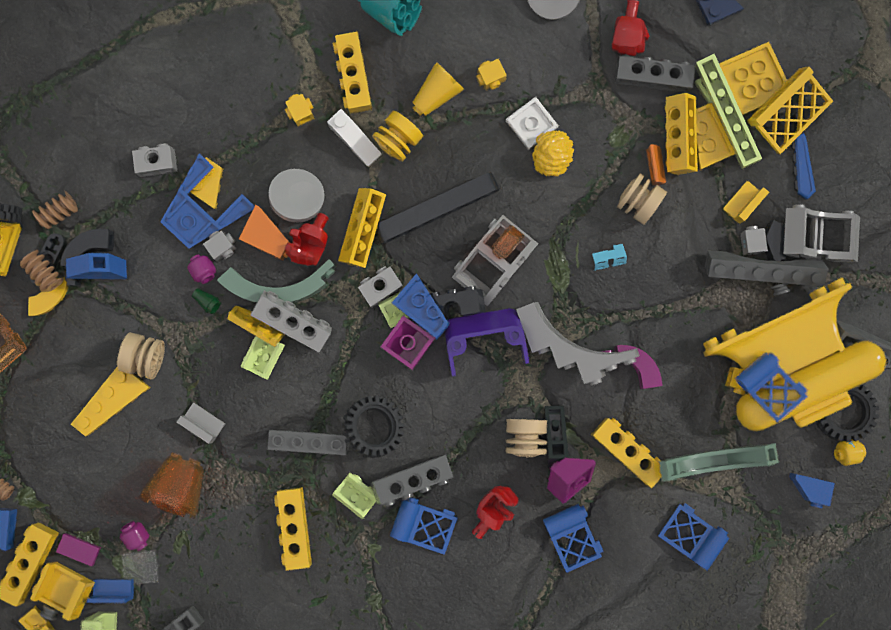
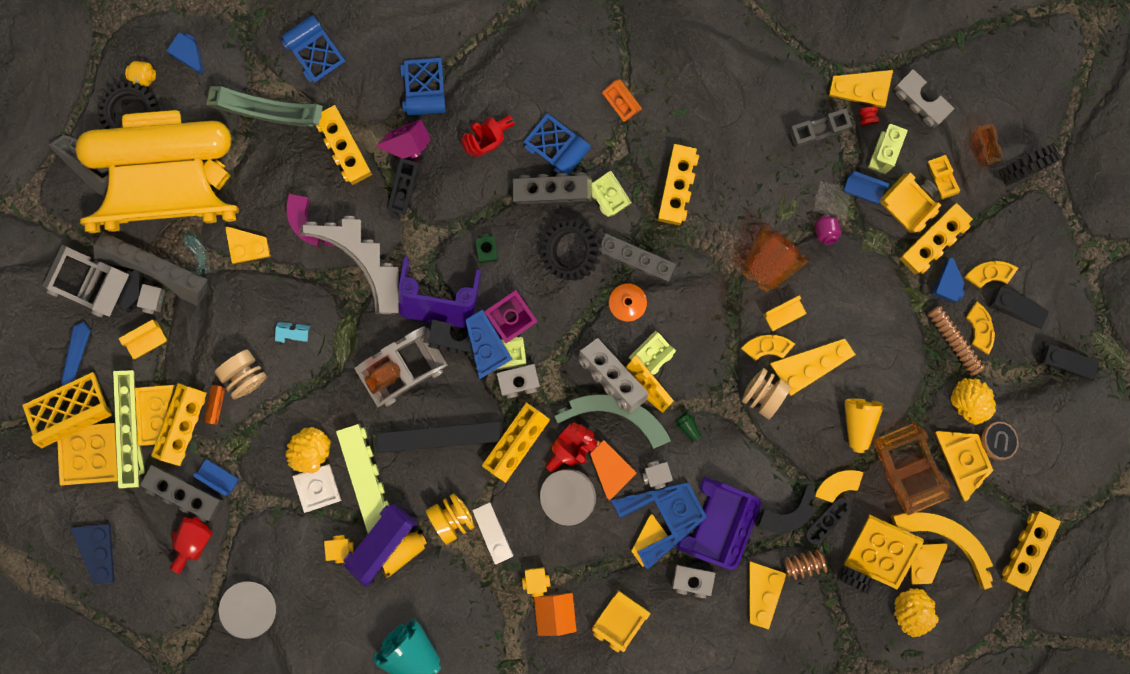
camera: 165 degrees left, 0 degrees up
(39, 272) = (835, 507): medium nougat piece -> none
(42, 362) = (861, 422): none -> yellow cone
(78, 549) = (885, 236): magenta tile -> none
(86, 175) = (764, 593): none -> yellow wing
(96, 267) = (782, 493): blue slope -> none
(139, 217) = (727, 526): none -> dark purple windscreen
(150, 440) = (784, 313): none -> yellow panel
(158, 403) = (767, 345): none -> yellow tile
(201, 269) = (682, 457): magenta head -> none
(201, 423) = (731, 312): light grey panel -> none
(210, 101) = (620, 621): none -> yellow panel
(271, 86) = (555, 614): none -> orange slope
(313, 402) = (627, 312): none -> orange dish
(350, 43) = (461, 628): yellow brick -> none
(376, 593) = (621, 100): none -> orange slope
(451, 88) = (379, 544): none -> dark purple windscreen
(455, 391) = (490, 256): none -> dark green brick
(488, 142) = (363, 473): none -> yellowish green brick
(526, 437) = (432, 191): tan wheel -> none
(628, 98) = (216, 478): none -> blue panel
(683, 323) = (246, 246): none -> yellow wing
(726, 303) = (200, 251): none -> clear light blue arm
(760, 373) = (192, 171): blue piece -> none
(780, 289) = (144, 244): dark grey bush -> none

